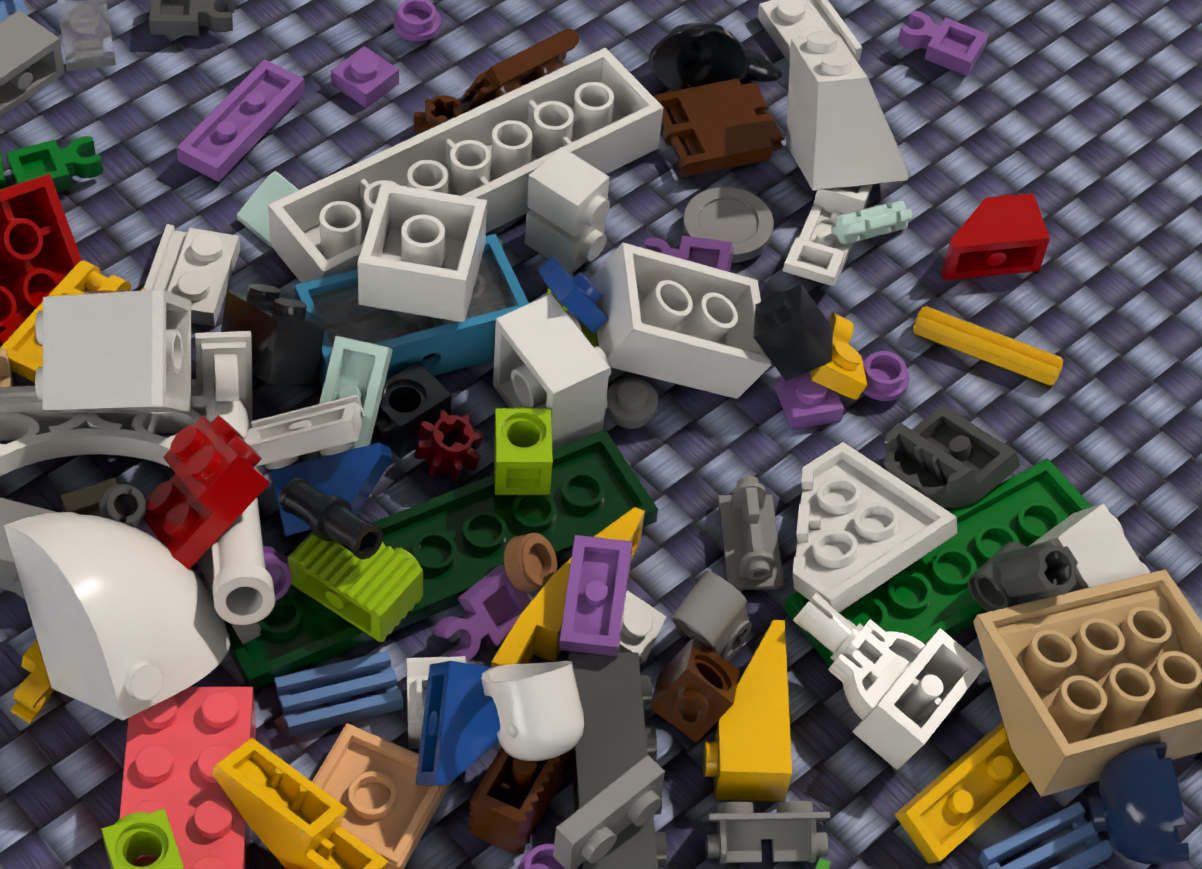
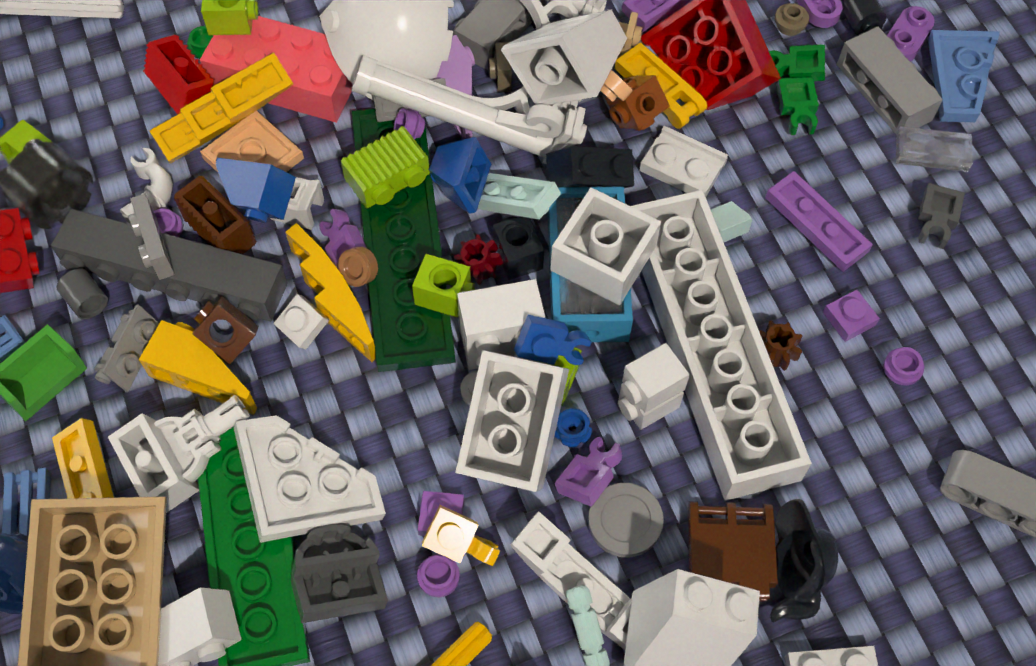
camera: 115 degrees right, 10 degrees up
(132, 496) = (469, 50): dark grey pin -> none
(209, 491) = (453, 78): red plate -> none
(320, 428) = (492, 155): white plate -> none
(331, 518) = (410, 142): black pin -> none
(335, 685) = (333, 137): medium blue tile -> none
(521, 69) = (811, 410): reddish brown plate -> none
(536, 708) = (211, 205): white helmet -> none
(596, 595) = (306, 284): medium lavender plate -> none
(714, 615) = (268, 354): light grey piece -> none
(750, 537) = (335, 423): light grey hinge -> none
(793, 332) = (472, 493): black brick -> none
(1023, 575) = (194, 558): dark grey piece -> none

